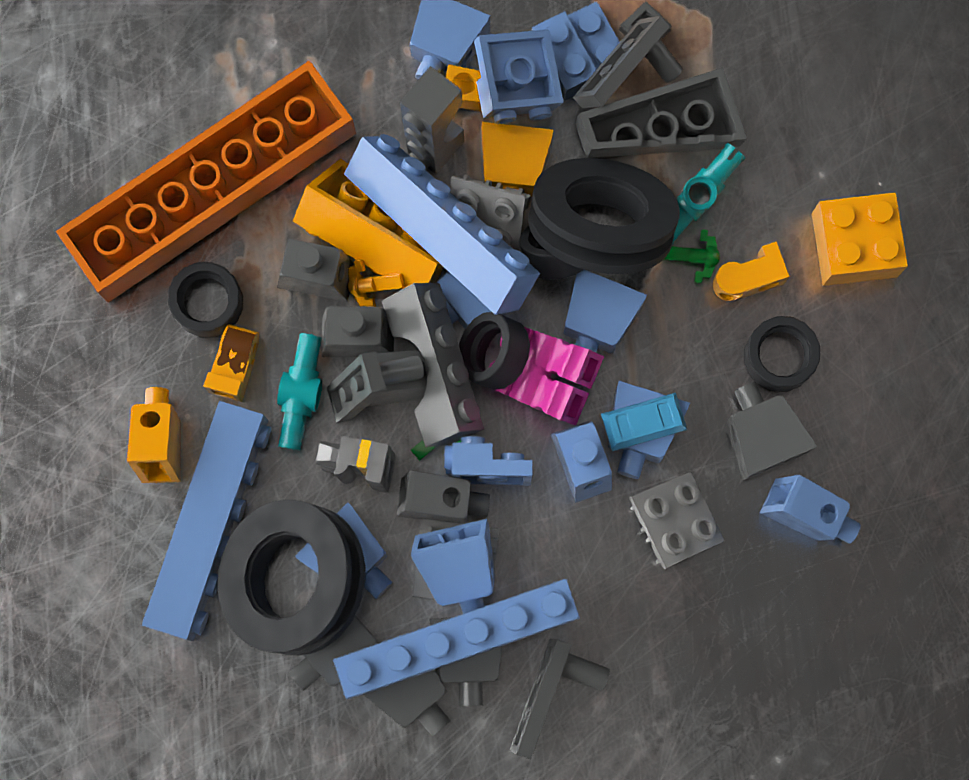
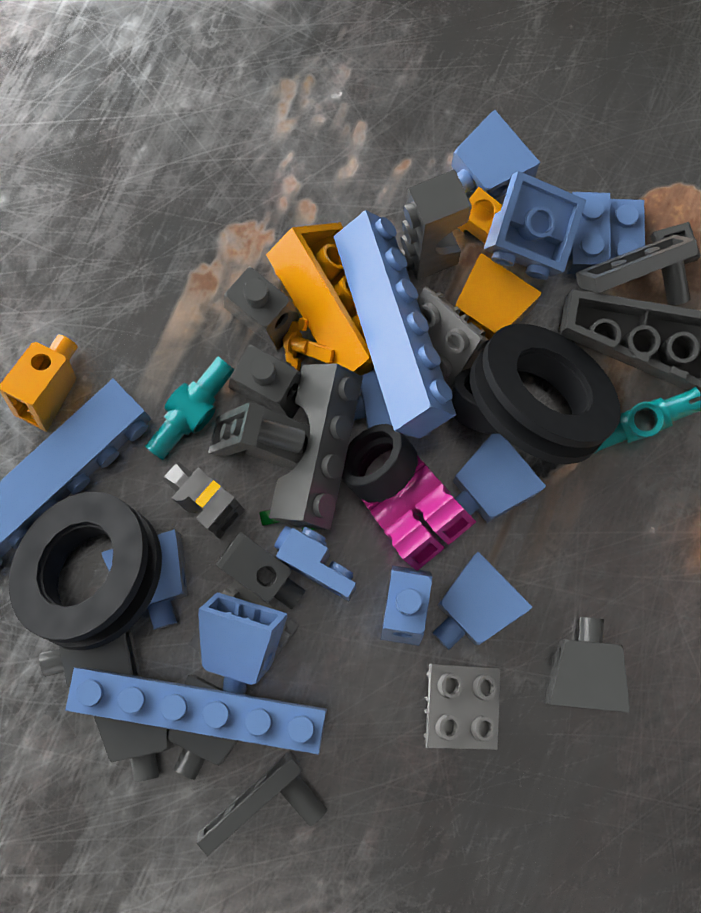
camera: 30 degrees right, 0 degrees up
(185, 279) = (136, 263): black tyre -> none
(207, 181) = (210, 181): orange brick -> none
(233, 363) = (147, 352): light orange leg -> none
(644, 421) = (480, 601): dark azure tile -> none
(709, 257) = (622, 481): green piece -> none
(752, 277) = (642, 519): light orange leg -> none
(788, 325) = (672, 597): black tyre -> none
(809, 509) = (591, 767): medium blue torso -> none

